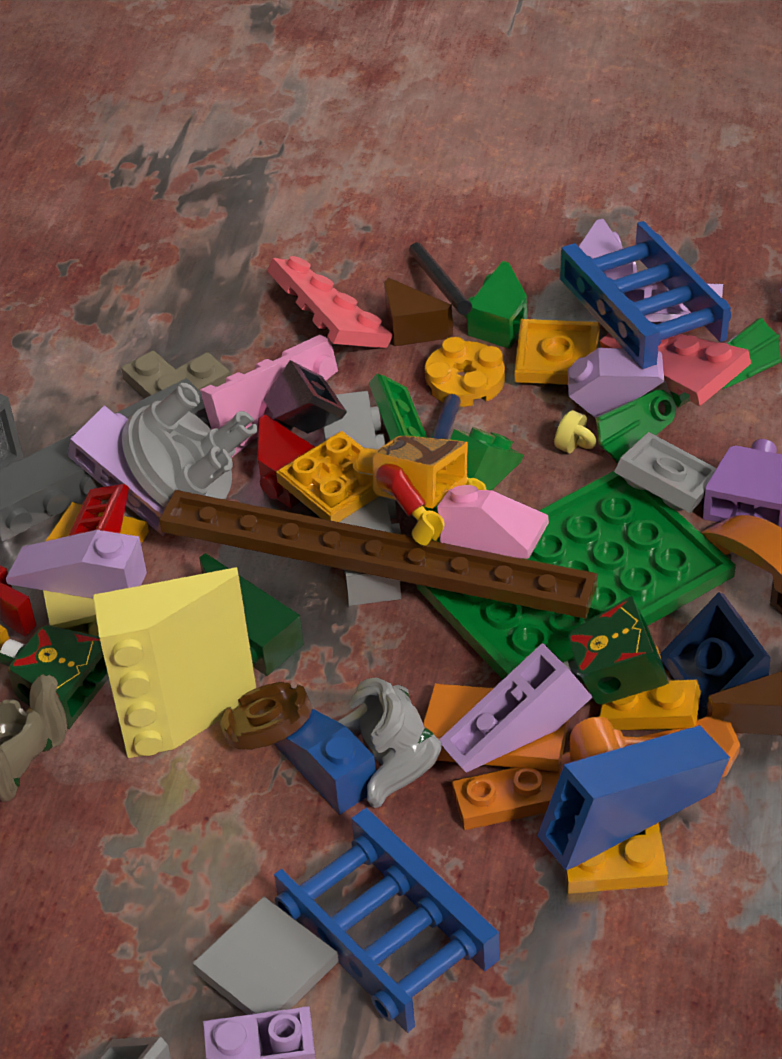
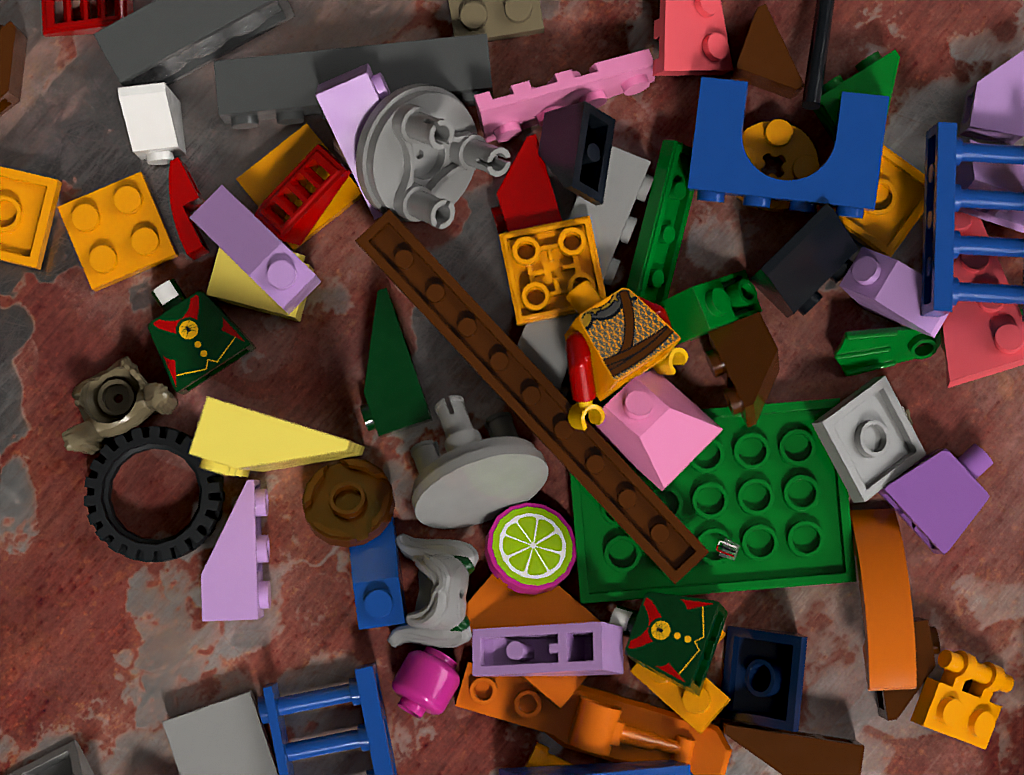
camera: 25 degrees right, 40 degrees up
(99, 838) = (102, 512): none -> black tyre
(193, 817) = (234, 572): none -> lavender slope
(365, 623) = (476, 474): none -> light grey piece
(424, 810) = (426, 682): none -> dark pink head
(435, 368) = (844, 181): none -> blue arch
(446, 417) = (696, 247): dark blue bar -> none
(450, 671) = (530, 548): none -> tile
(531, 395) = (806, 262): none -> black slope
(532, 473) = (747, 362): none -> reddish brown slope
(573, 433) = (820, 322): light yellow tile -> none
(614, 590) = (728, 549): none -> clear piece

